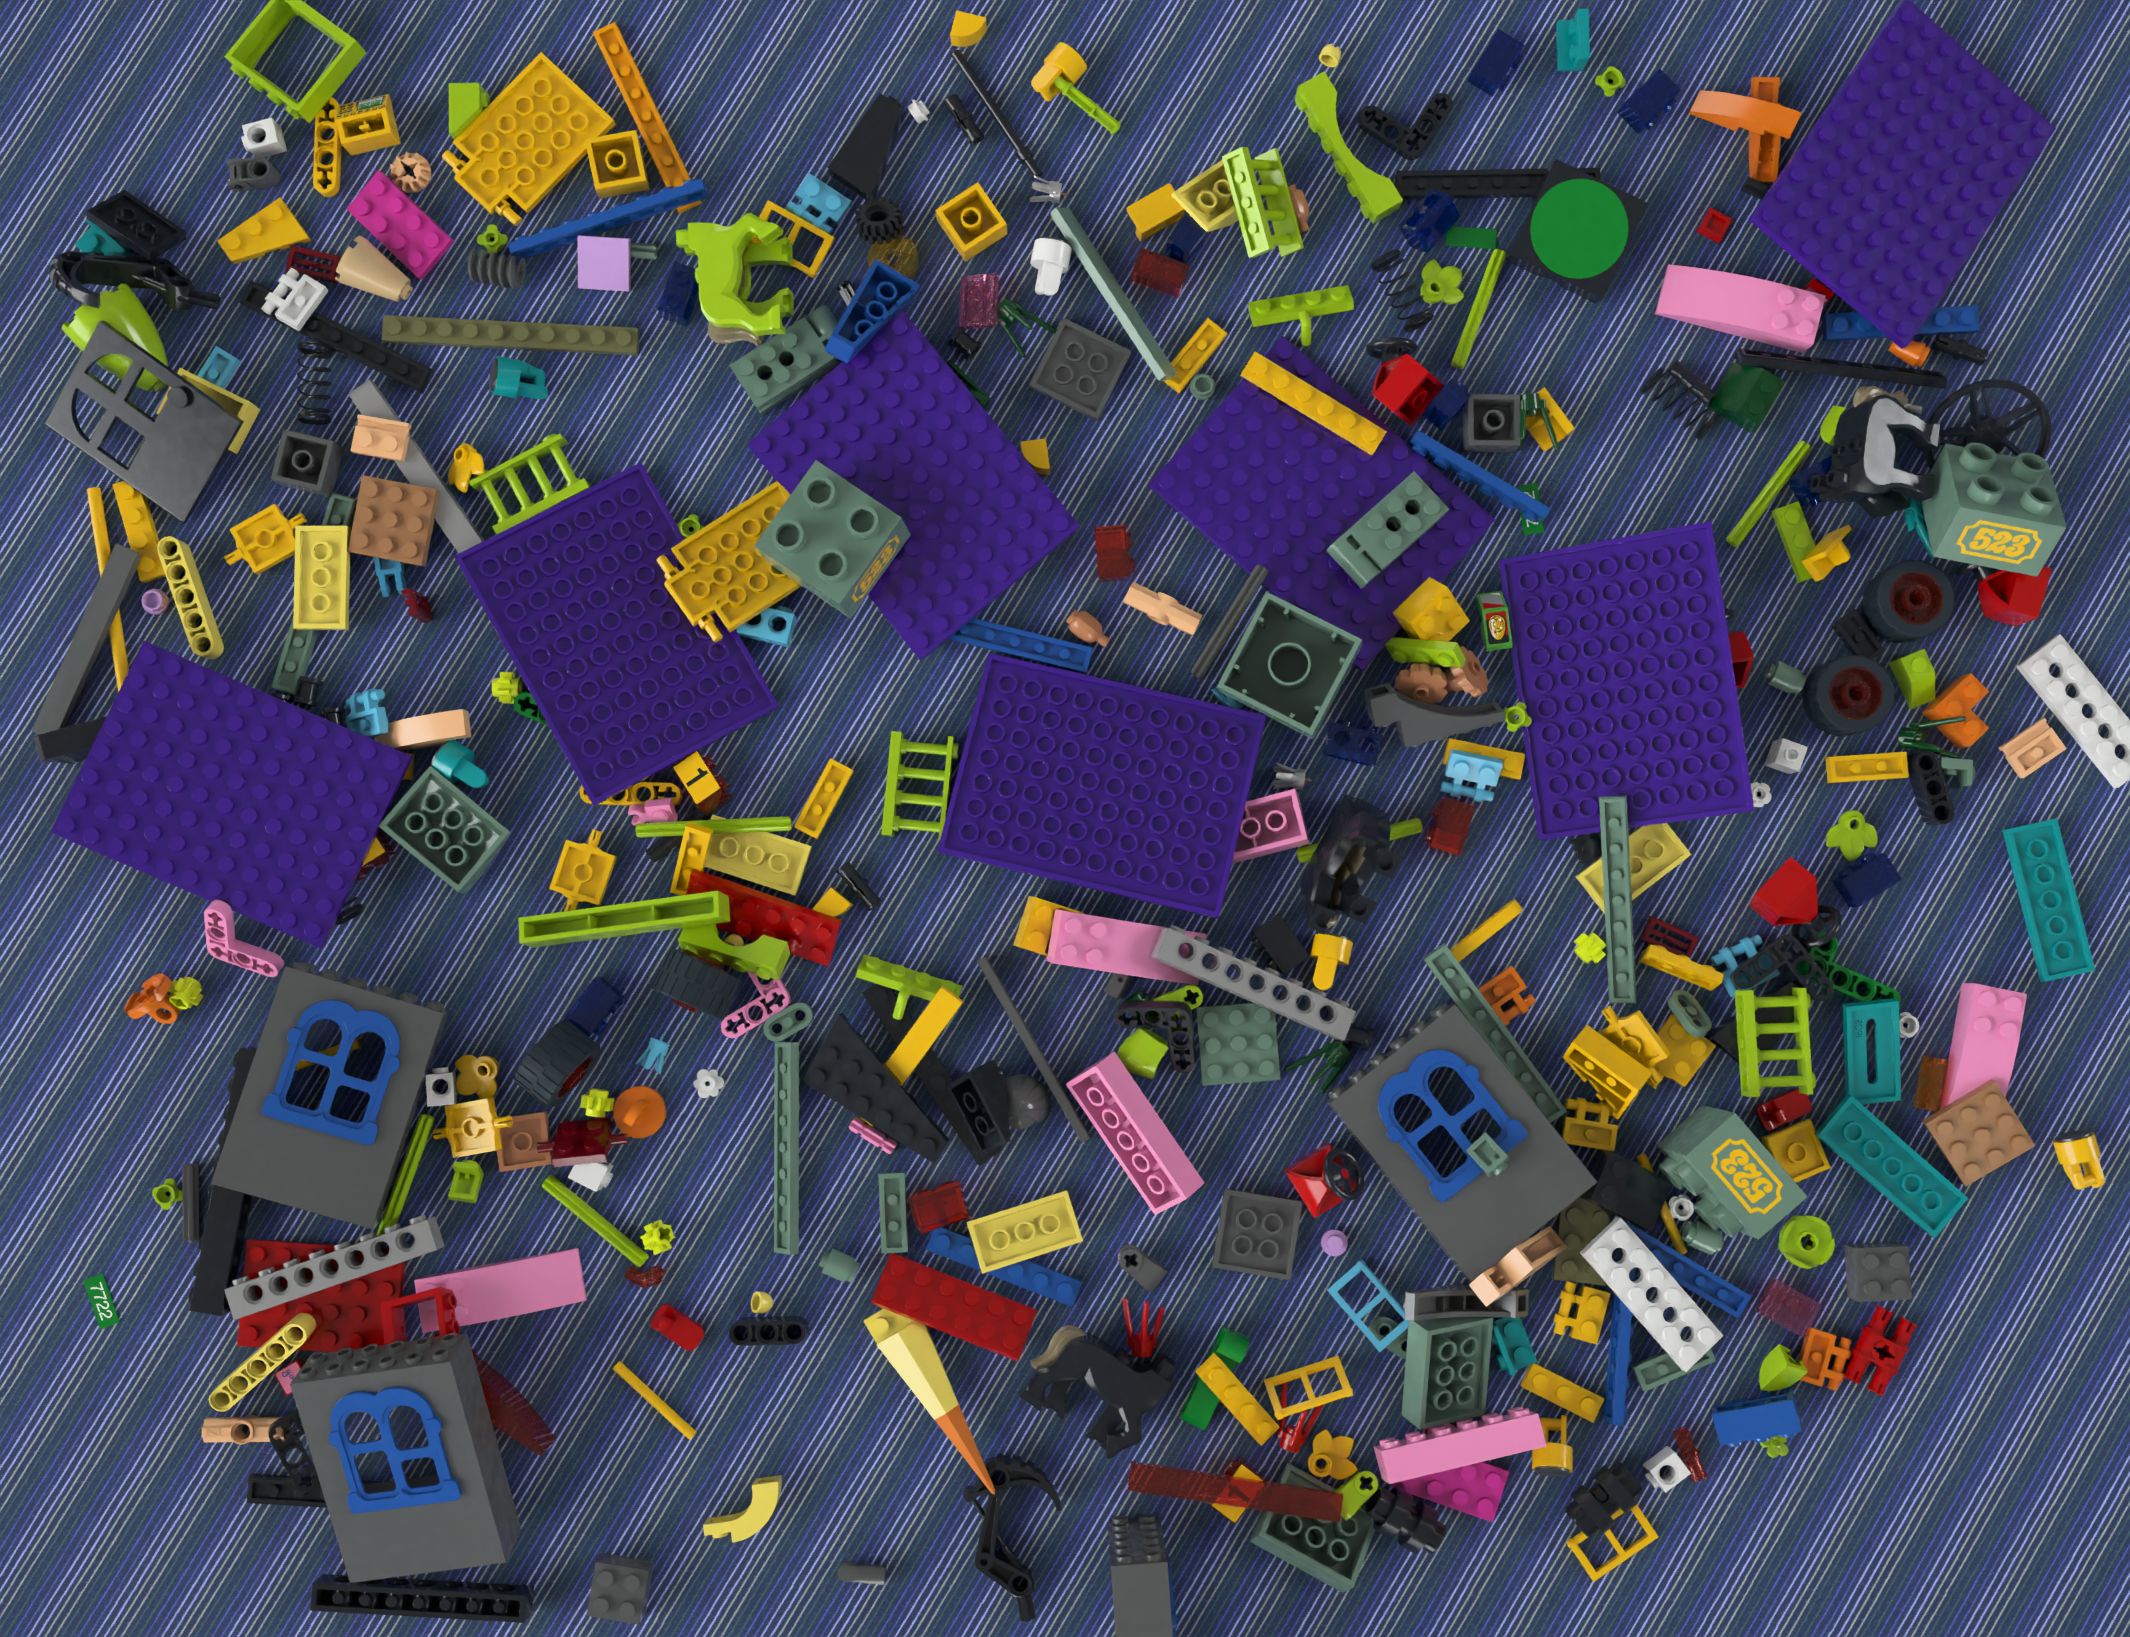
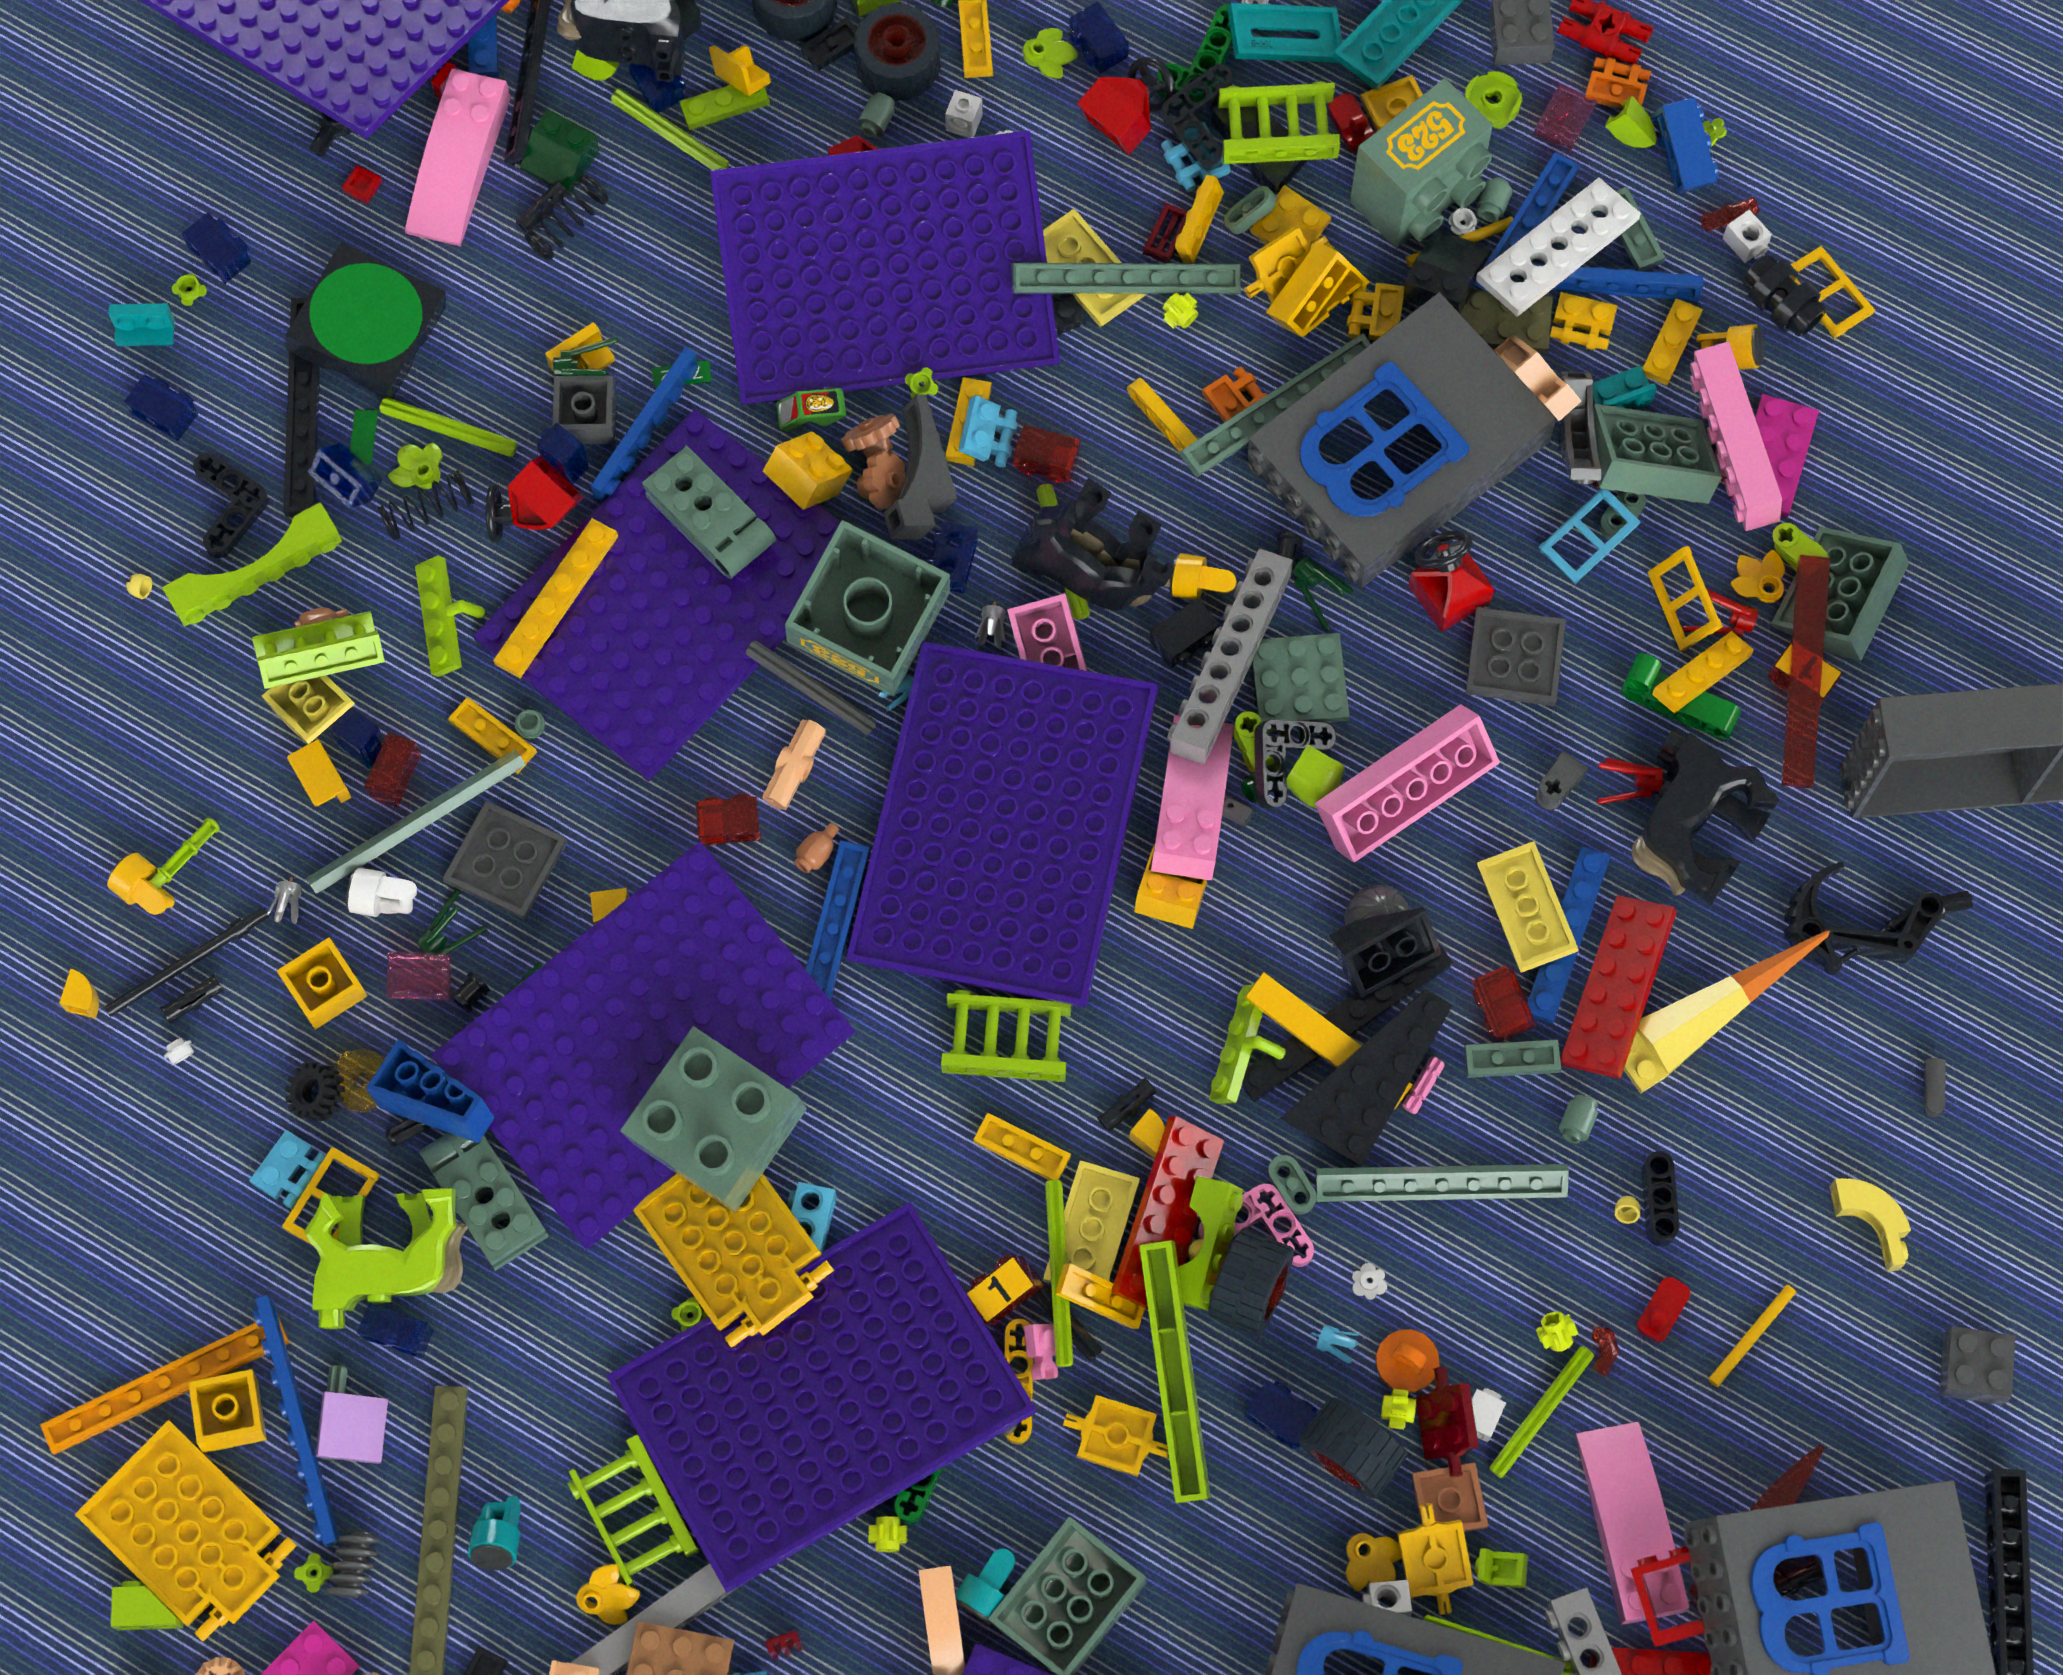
camera: 90 degrees left, 15 degrees down
(868, 148) = (225, 1109): black slope -> none
(1033, 1049) = (1313, 902): dark grey tile -> none
(1334, 1242) = (1521, 575): lavender plate -> none
(1414, 1524) = (1825, 491): black piece -> none
(1426, 652) = (849, 473): lime plate -> none
(1488, 1155) = (1415, 397): sand green bracket -> none
(1745, 112) = (237, 148): orange slope -> none
(1764, 148) = (258, 133): orange slope -> none

